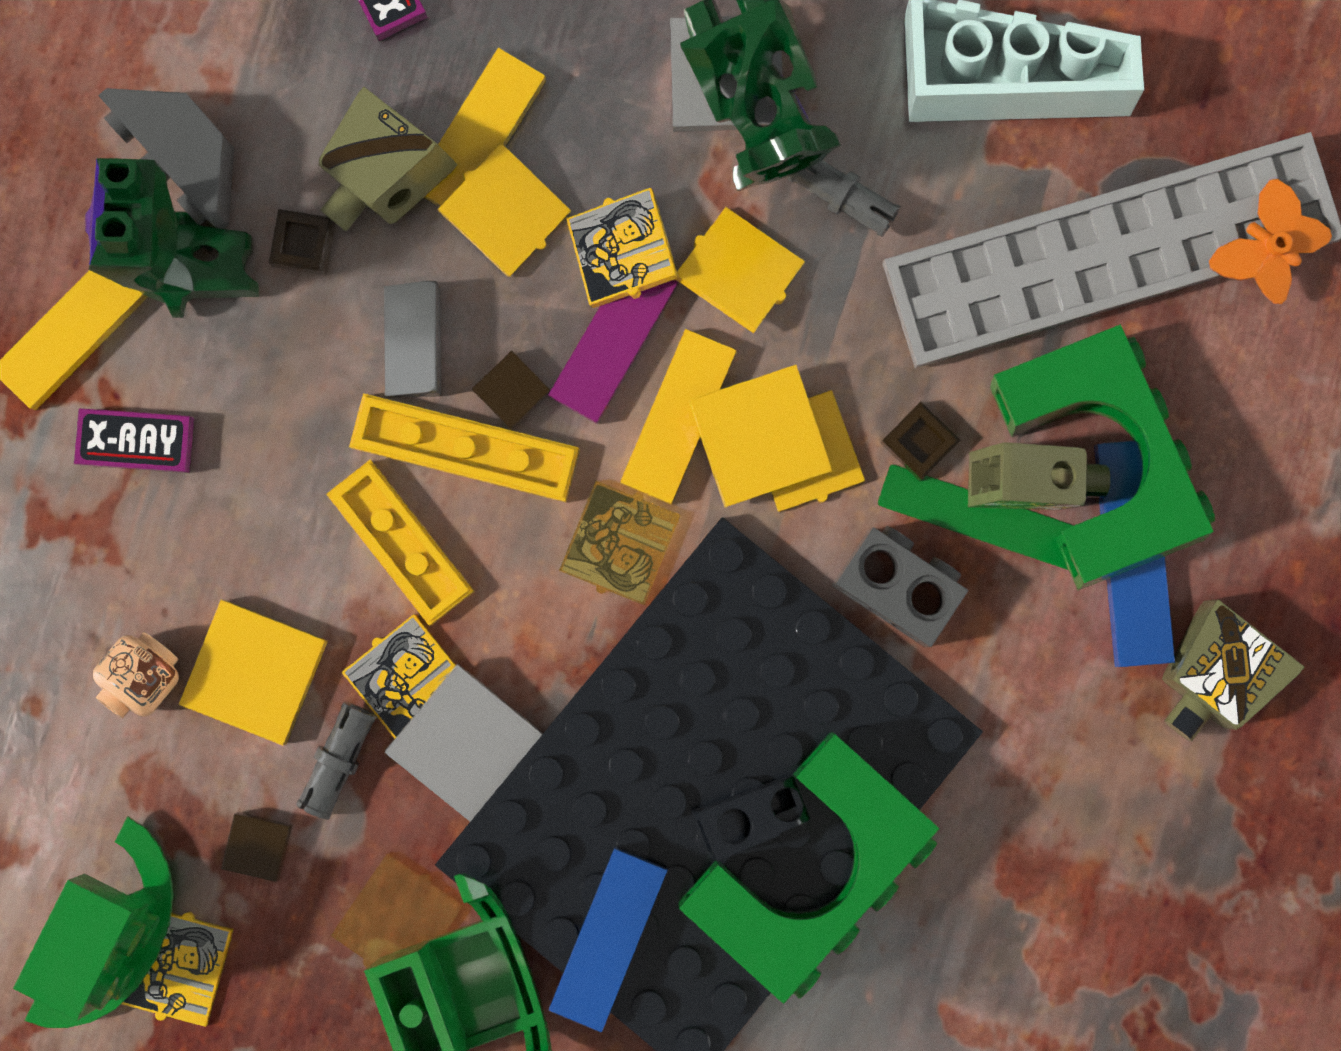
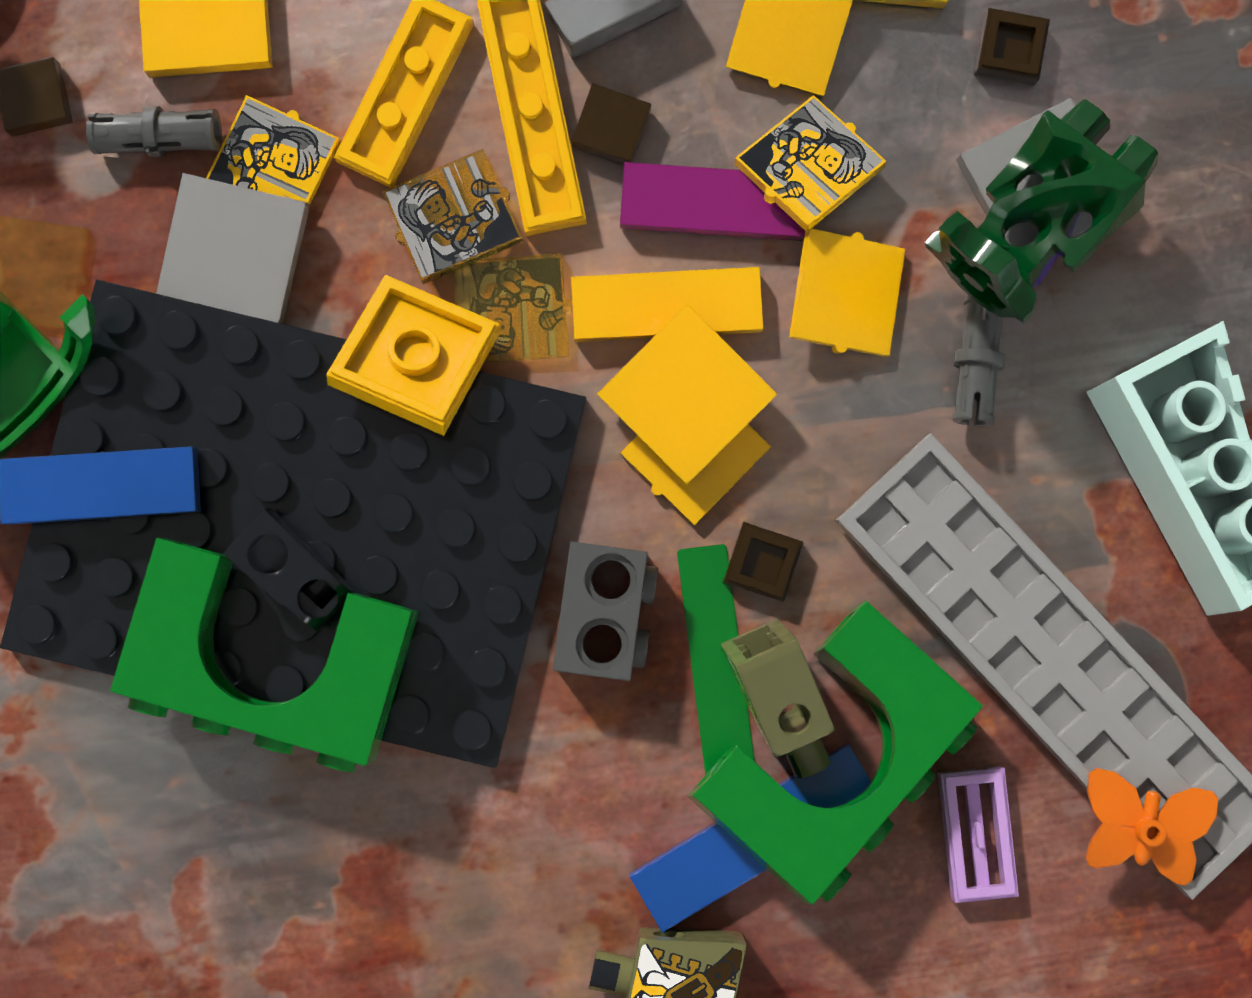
camera: 60 degrees right, 0 degrees up
(523, 553) = (453, 216): none -> piece
(604, 43) = (1011, 46): none -> dark brown tile
(624, 637) = (413, 354): none -> yellow tile
(1169, 363) = (952, 834): none -> lavender tile

